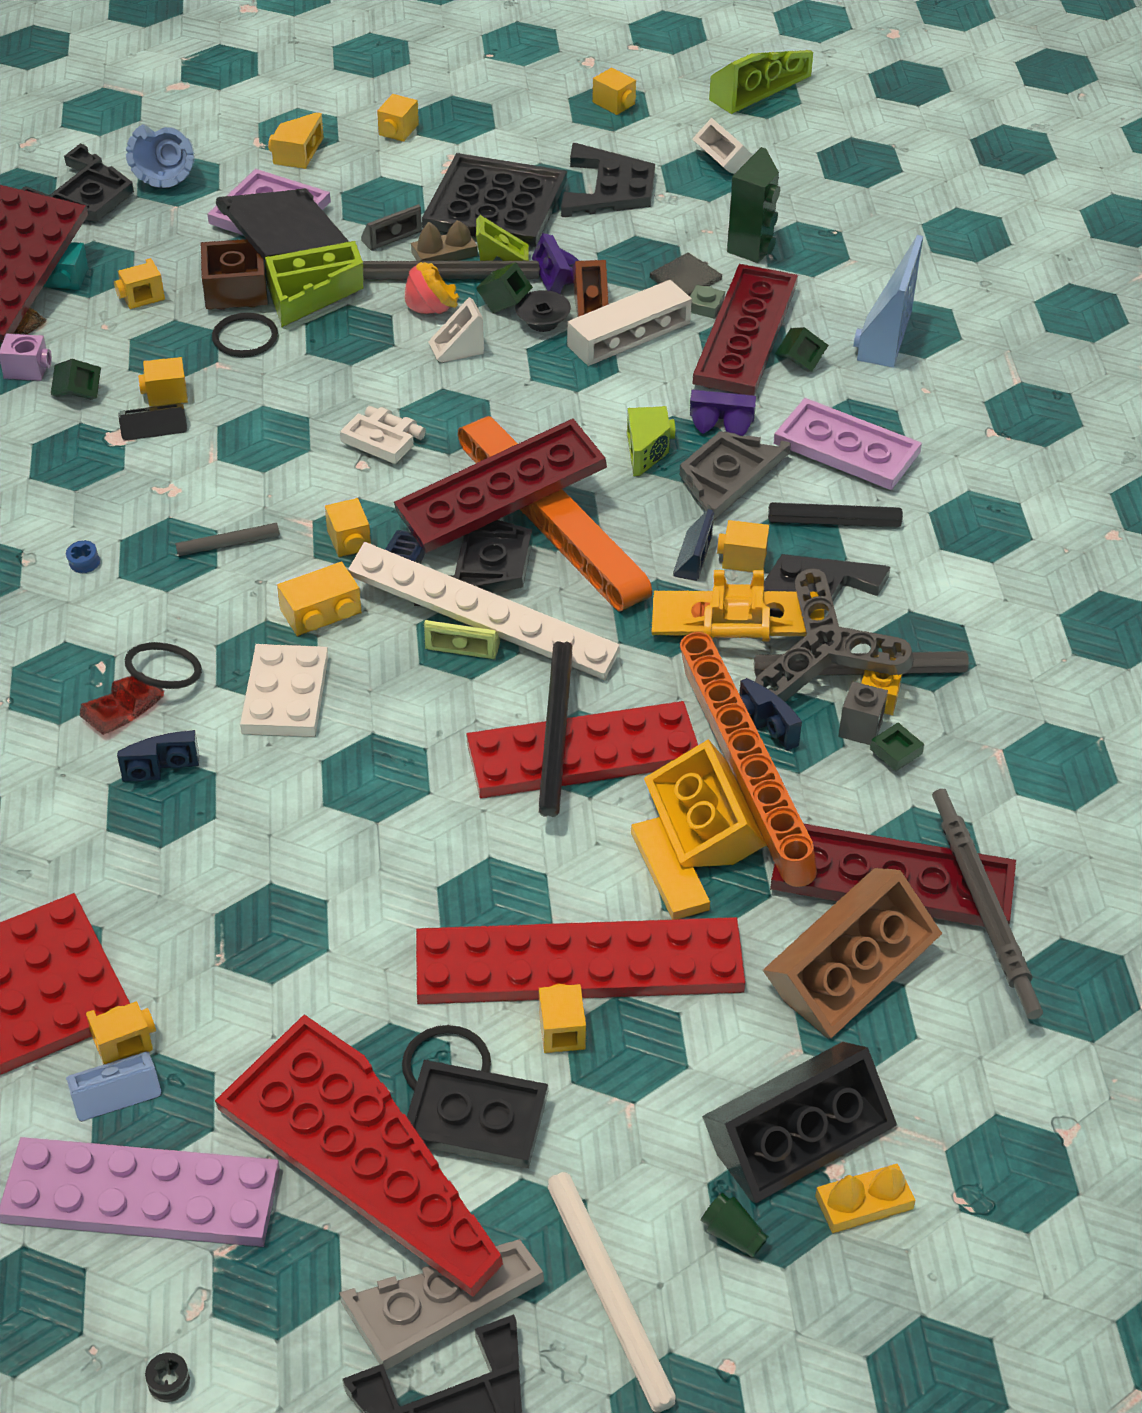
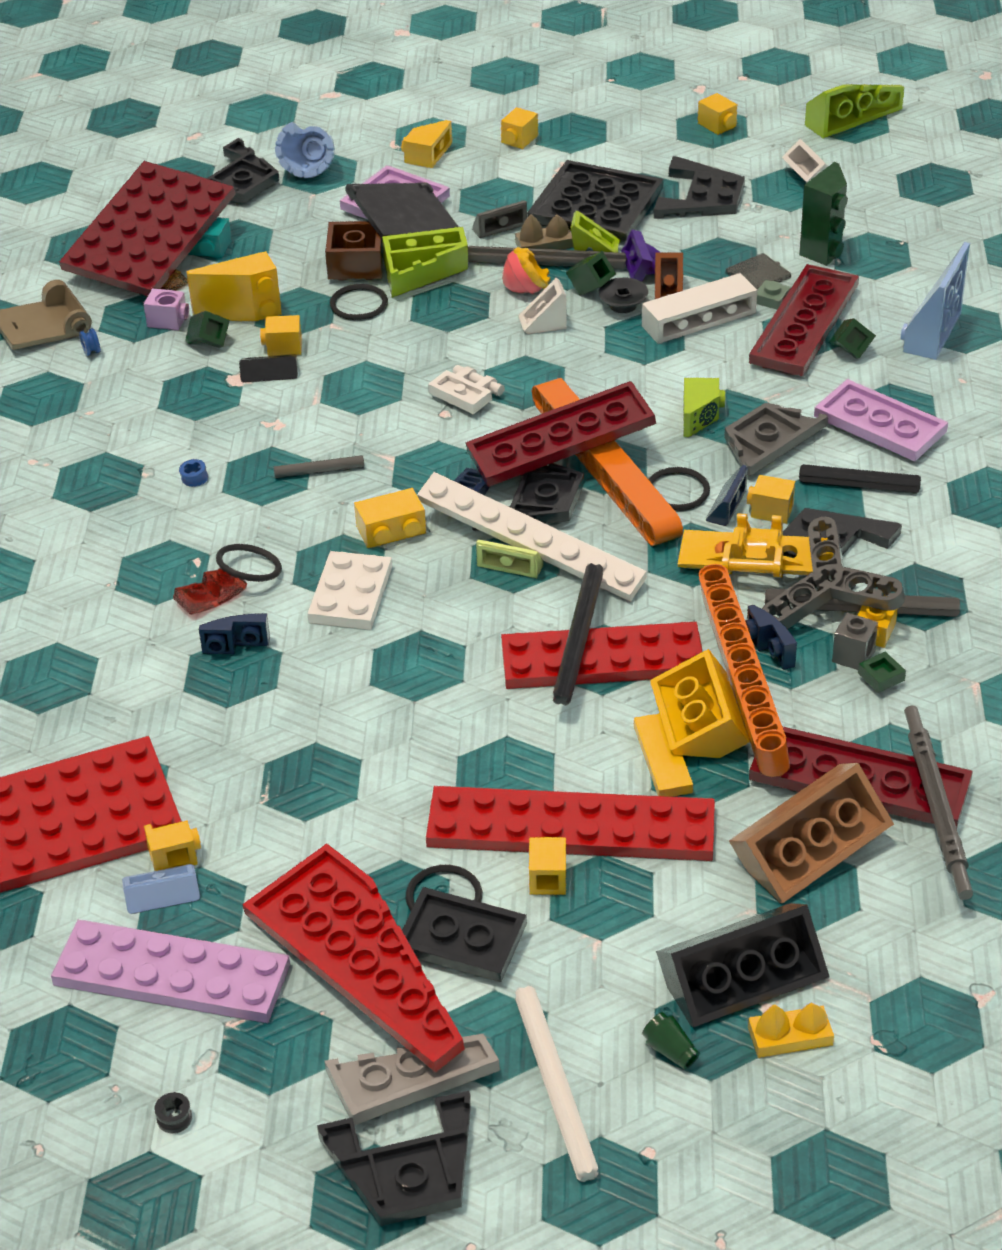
camera: 10 degrees right, 5 degrees down
(104, 329) = (236, 288): none -> yellow slope
(140, 285) = (279, 252): yellow brick -> none
(347, 526) = (422, 460): yellow brick -> none
(635, 516) = (699, 476): none -> black tyre
(734, 409) = (781, 385): dark purple tile -> none

